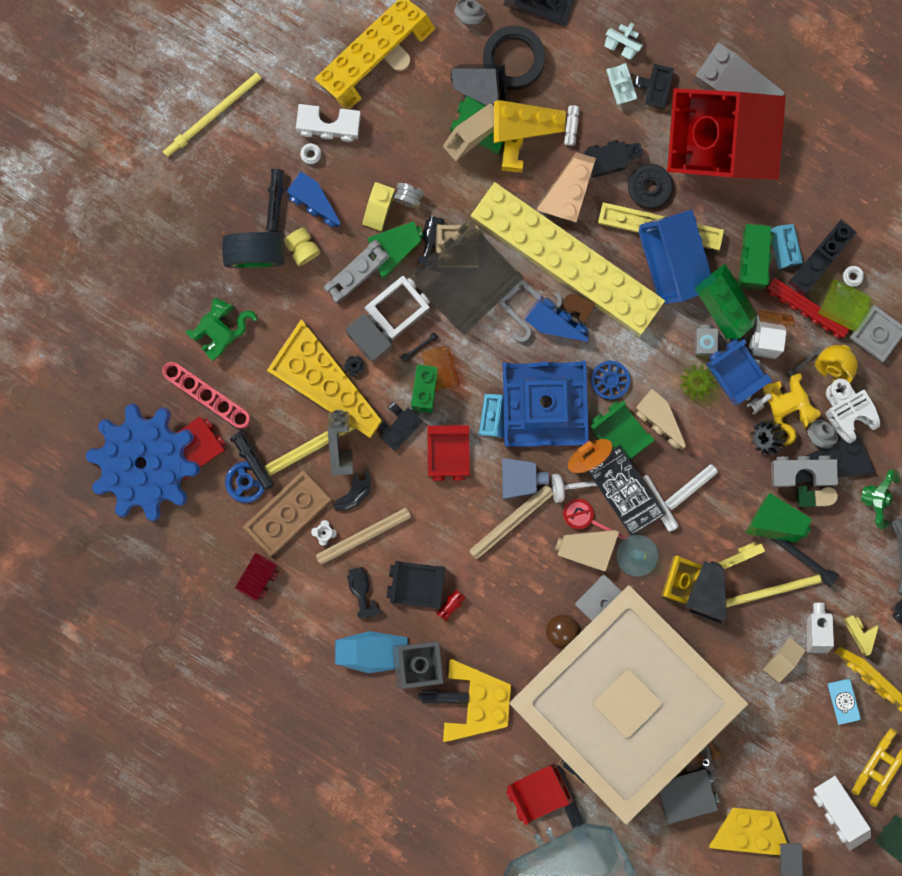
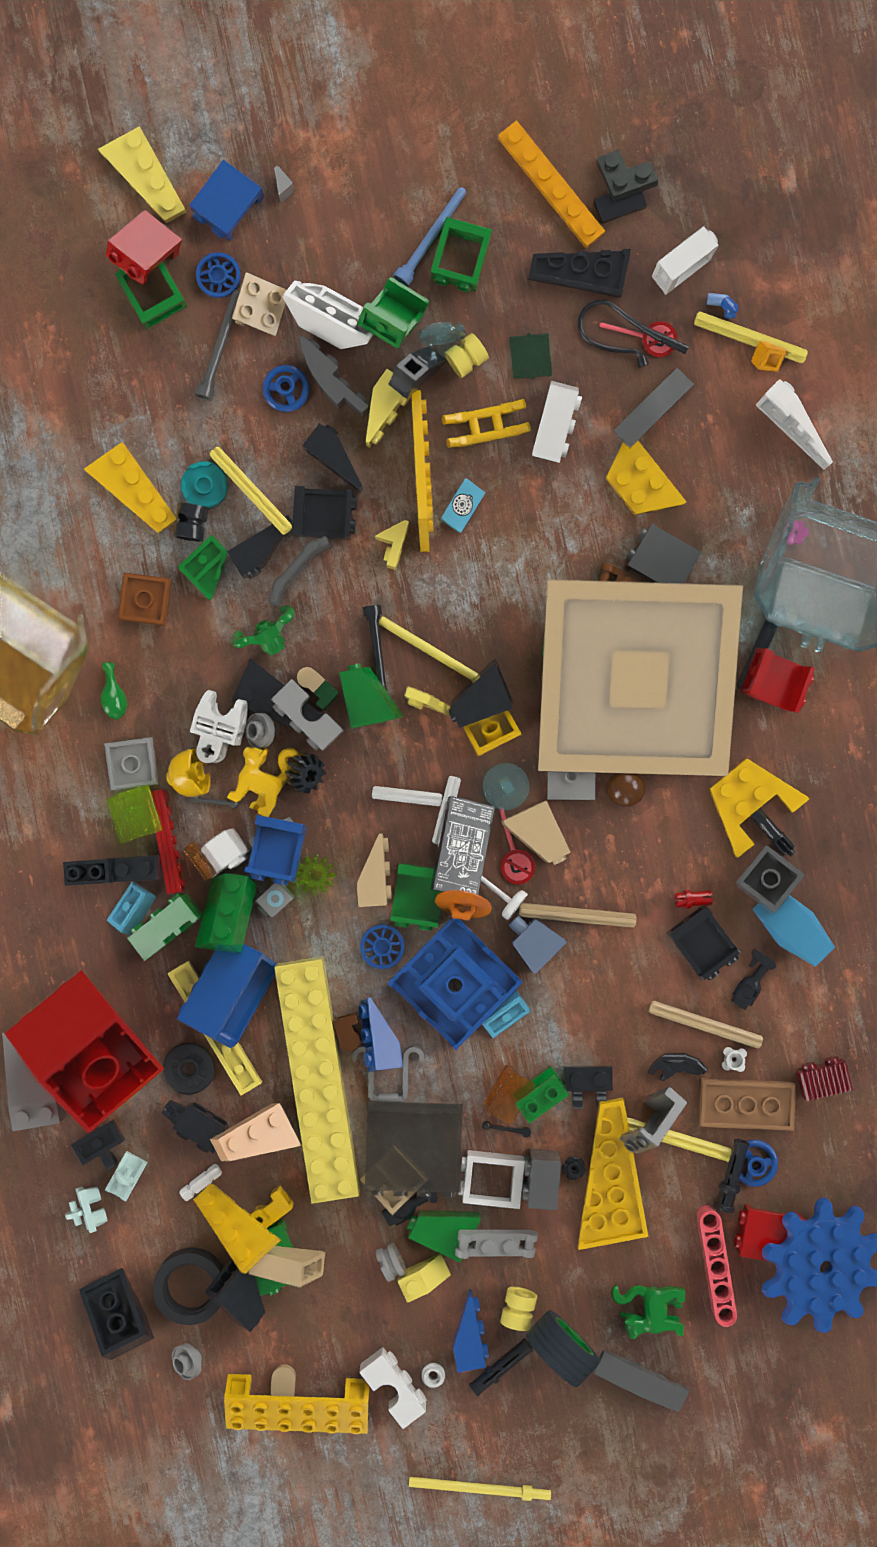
camera: 135 degrees left, 5 degrees up
(181, 278) = (641, 1381): none -> dark grey slope
(448, 452) = (570, 1021): red panel -> none
(708, 761) = (621, 567): flat silver piece -> none
(758, 404) = (285, 807): white hand -> none
(784, 660) = (475, 585): tan slope -> none
(819, 638) = (432, 574): white torso -> none
(856, 270) = (95, 829): white plate -> none

